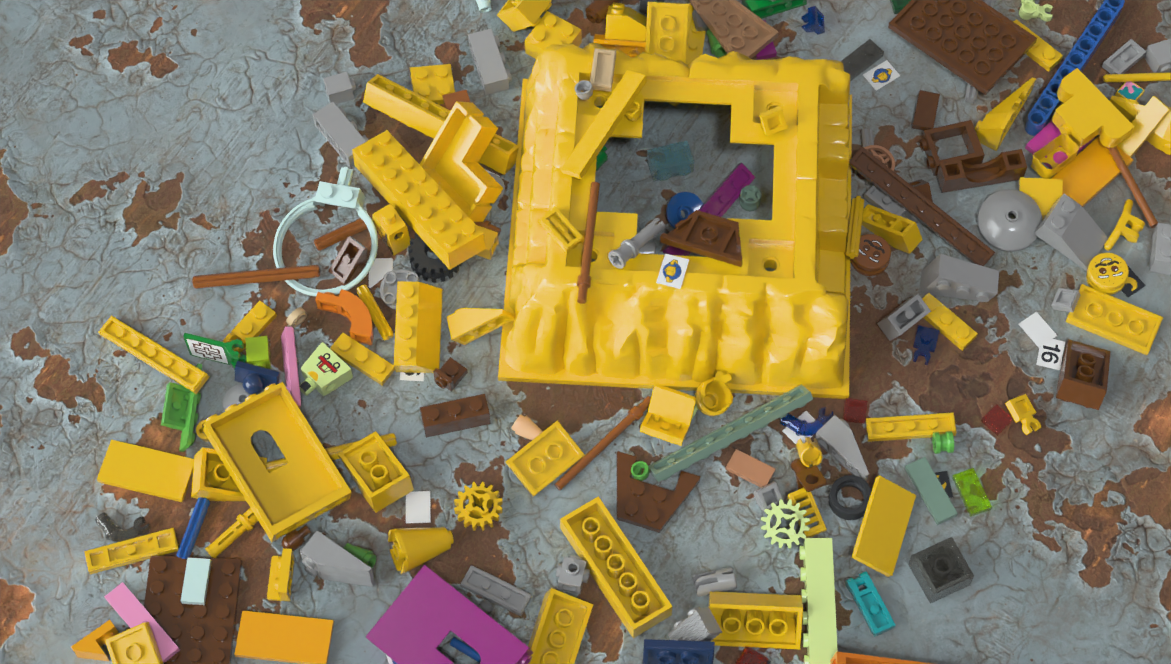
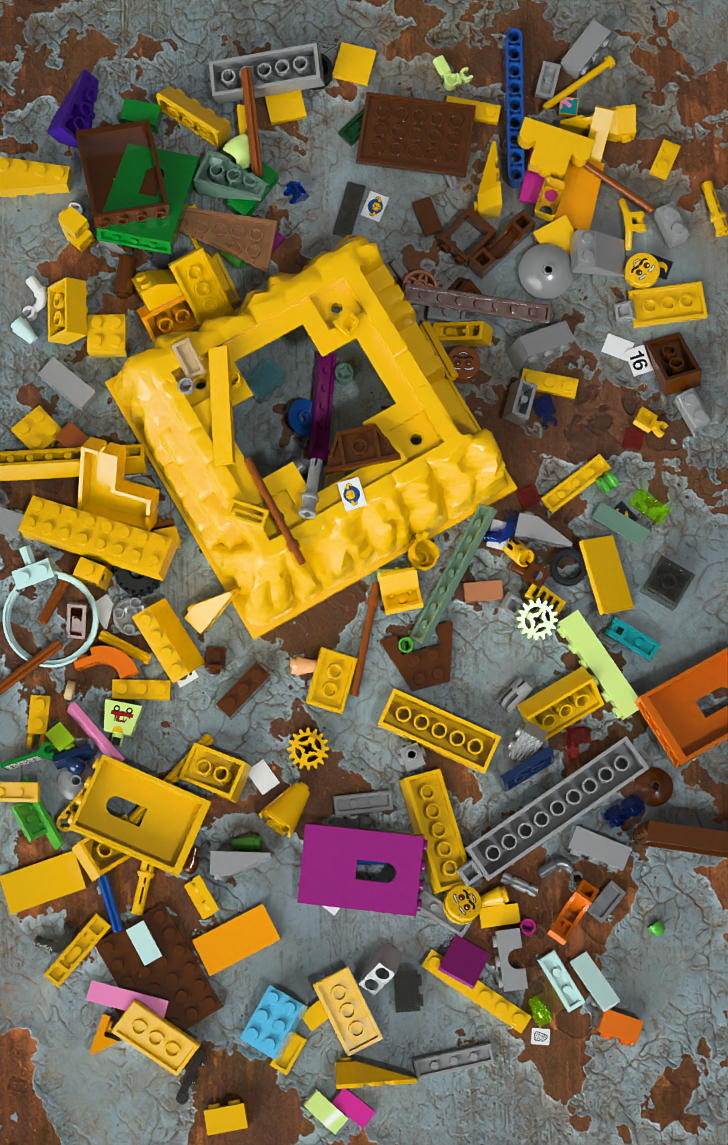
camera: 35 degrees left, 15 degrees up
(1075, 427) = (692, 410): none -> light grey brick

